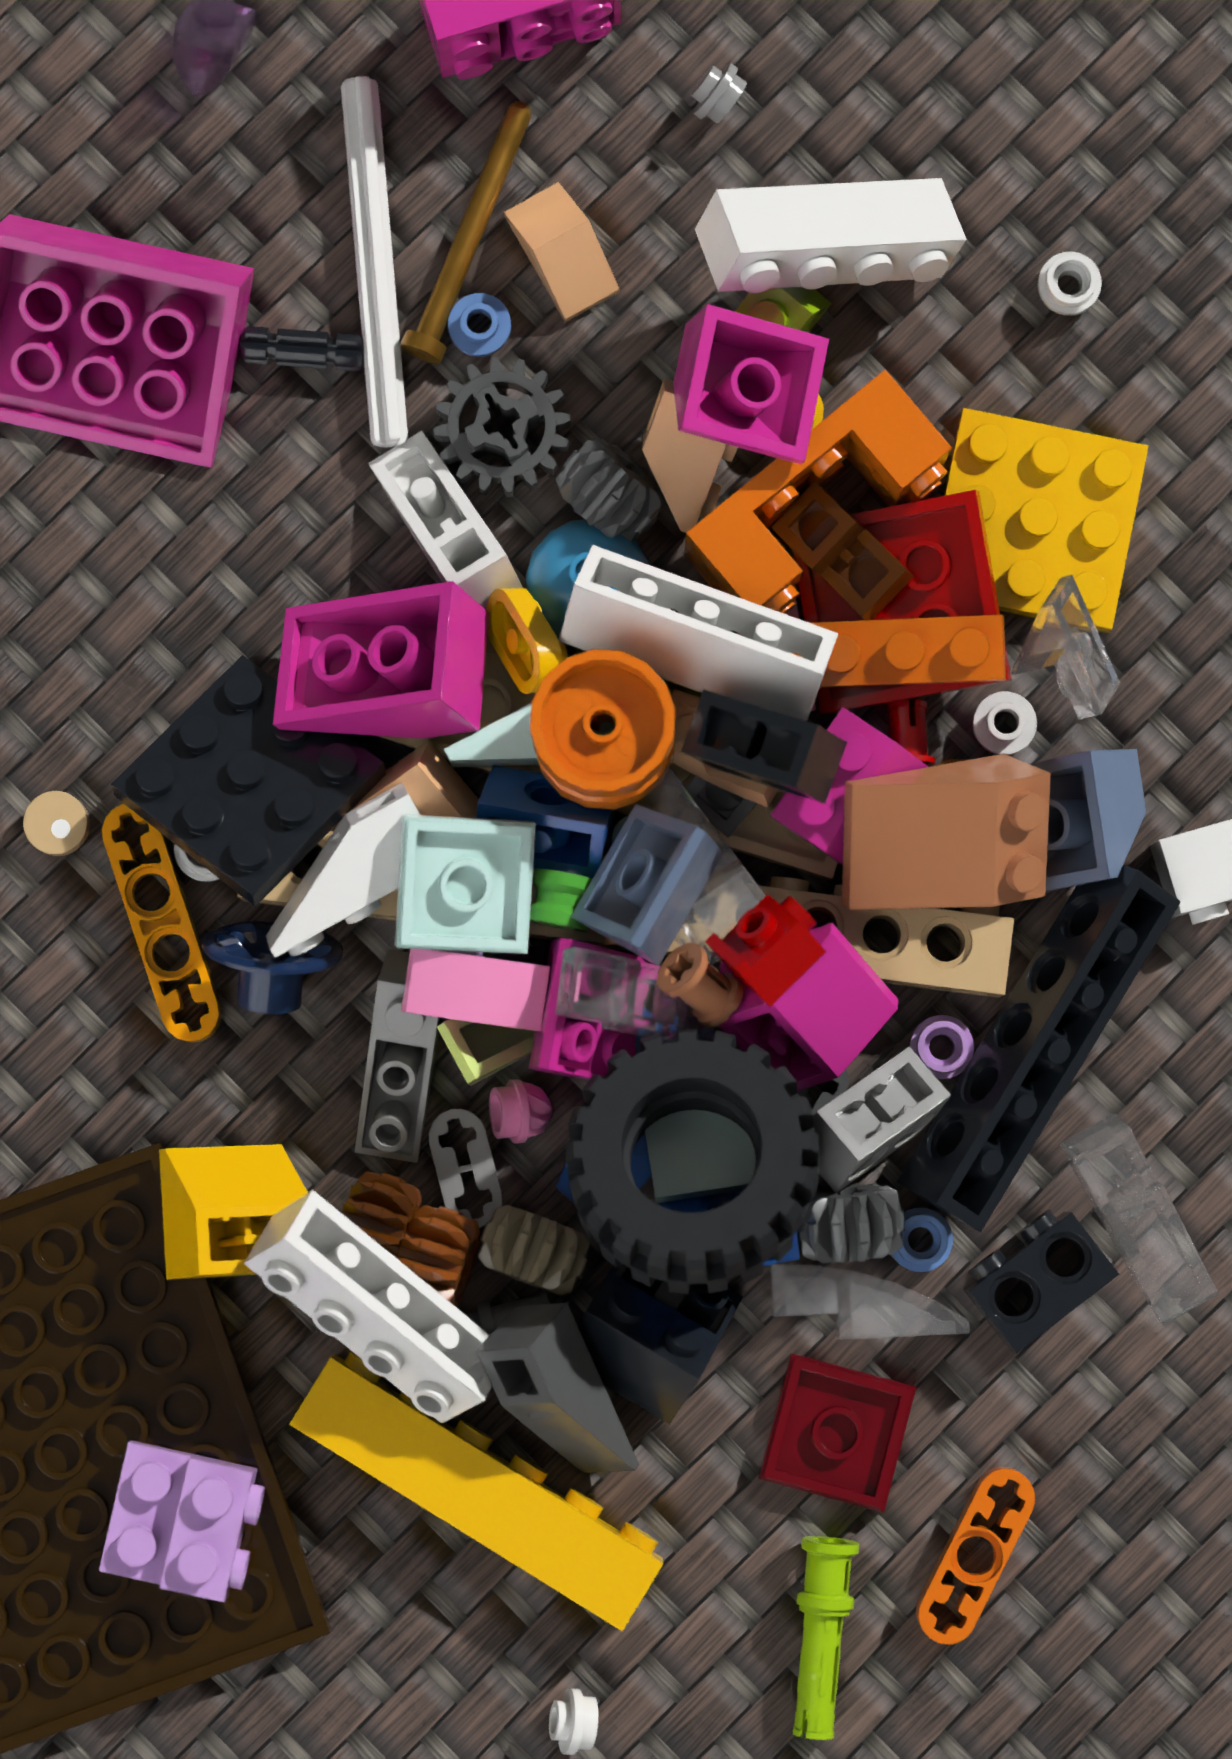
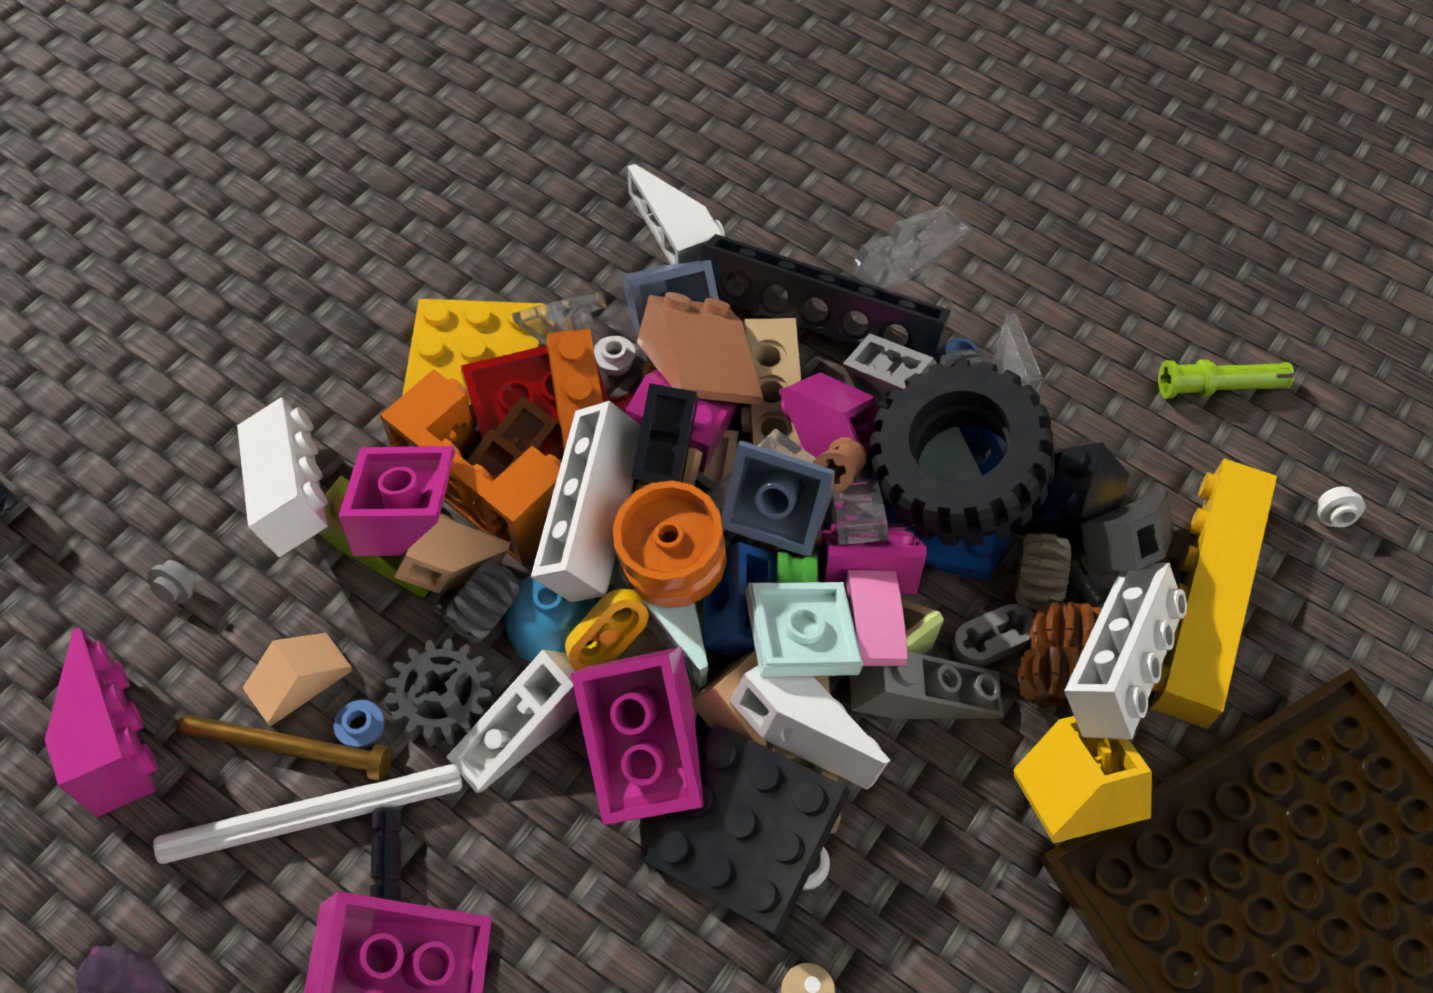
camera: 100 degrees left, 25 degrees down
(152, 926) = (872, 894): light orange beam -> none
(181, 1521) = (1321, 778): lavender plate -> none
(264, 981) = (895, 793): dark blue wheel -> none
(518, 1111) = (949, 601): bright pink plate -> none
(769, 947) = (818, 415): red brick -> none
(837, 1432) = (1095, 391): dark red tile -> none
(940, 1591) = (1169, 324): orange beam -> none
(959, 1036) = (831, 353): lavender plate -> none
(1048, 1294) = (967, 287): black brick -> none
(1073, 265) = (306, 347): white plate -> none

